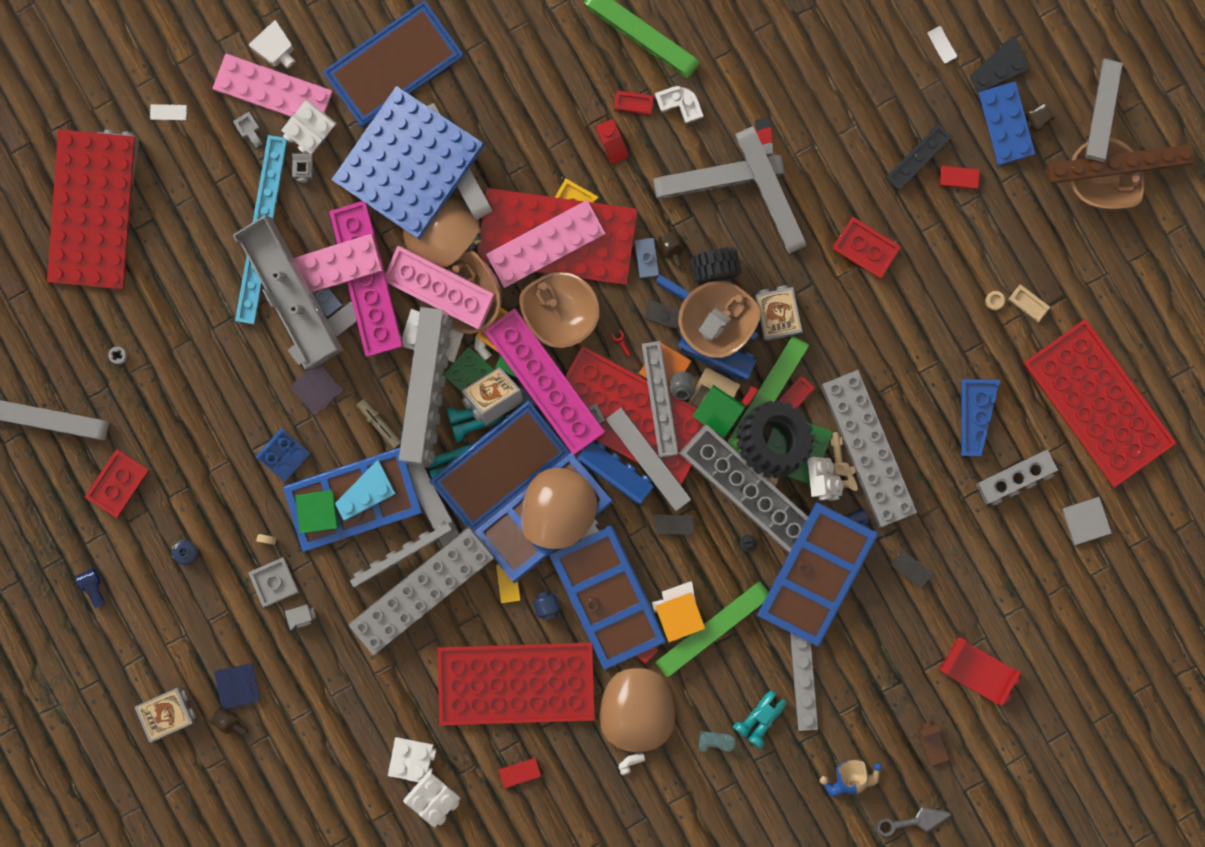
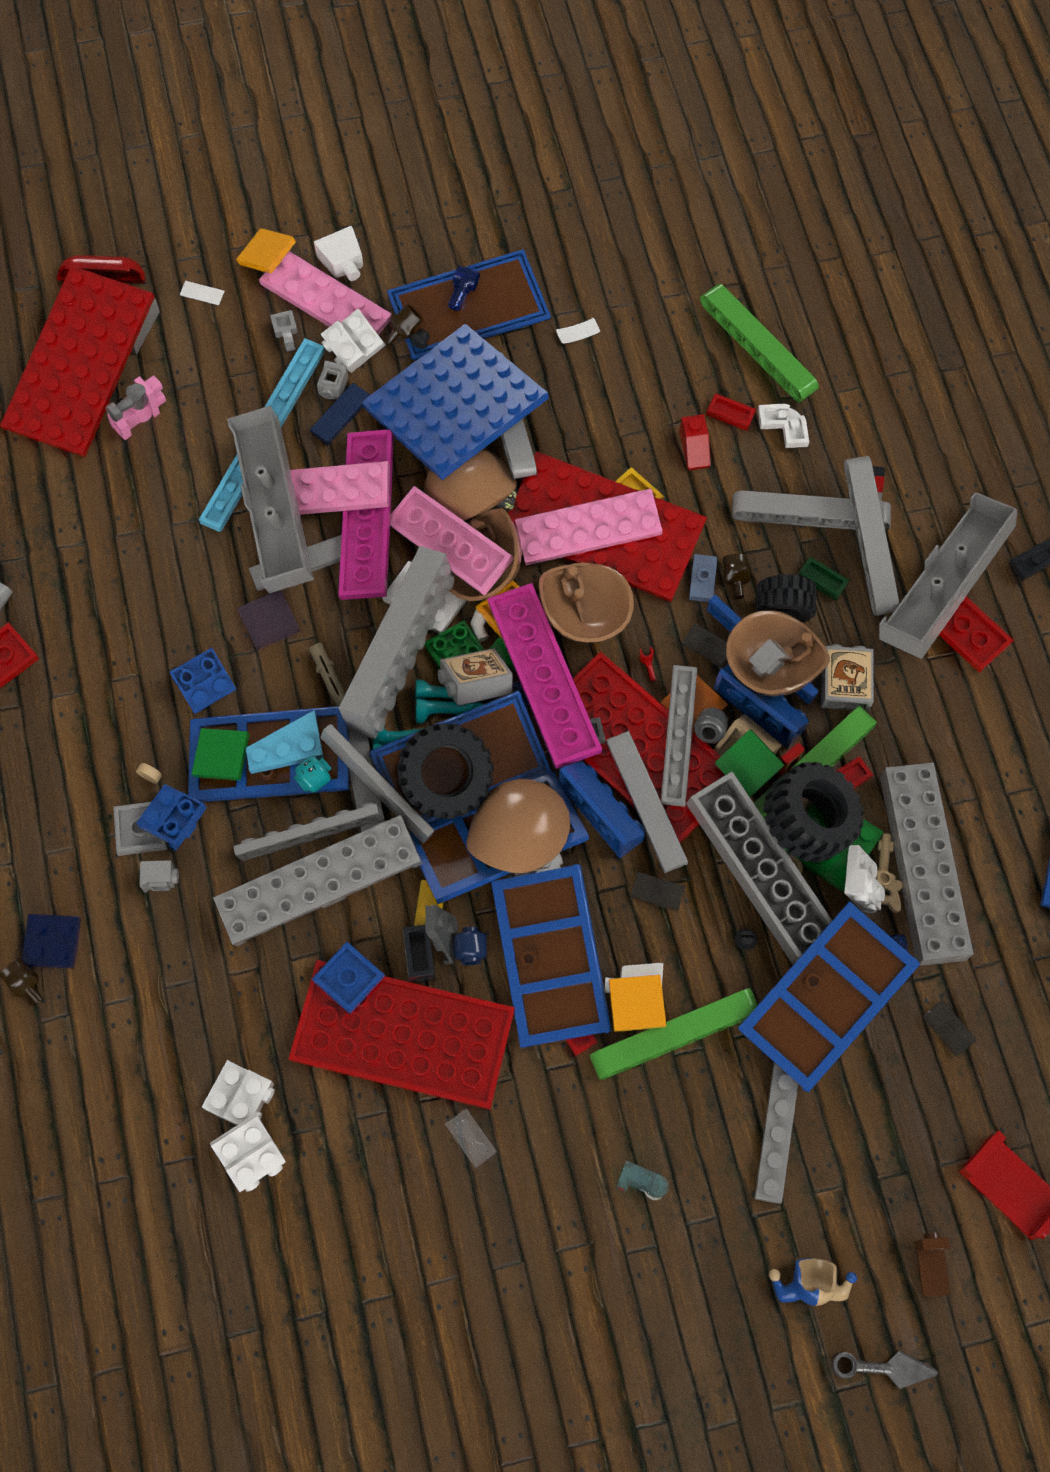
camera: 10 degrees right, 15 degrees down
(78, 114) = (113, 267): none -> red brick
(117, 350) = (53, 518): light grey bush -> none
(153, 235) = (138, 405): none -> bright pink hips
(191, 555) = (45, 761): dark blue head -> none
(210, 60) = (266, 250): none -> light orange tile
(295, 569) = (171, 816): none -> blue plate
(317, 194) = (339, 414): none -> dark blue tile
(327, 301) = (313, 528): sand blue plate -> none
(347, 100) = (404, 323): none -> dark brown piece
(363, 110) = (420, 339): none -> black piece
(385, 48) = (464, 282): none -> clear blue pin
(392, 511) = (312, 774): none -> teal head
(442, 504) = (376, 783): none -> light grey tile
(464, 654) = (348, 977): none -> blue tile
(490, 61) = (578, 331): none -> white sticker
(505, 501) = (478, 764): none -> black tyre
(511, 623) = (418, 954): none -> black brick
(519, 772) = (373, 1152): red tile -> none
(522, 602) = (441, 930): none -> dark grey wing
(586, 744) = (470, 1138): none -> clear plate
(630, 760) = (520, 1176): white arm -> none
(637, 710) = (549, 1111): medium nougat piece -> none
(741, 232) = (825, 579): none -> dark green tile
(764, 715) = (714, 1163): teal piece -> none
(839, 207) = (949, 576): none -> light grey piece

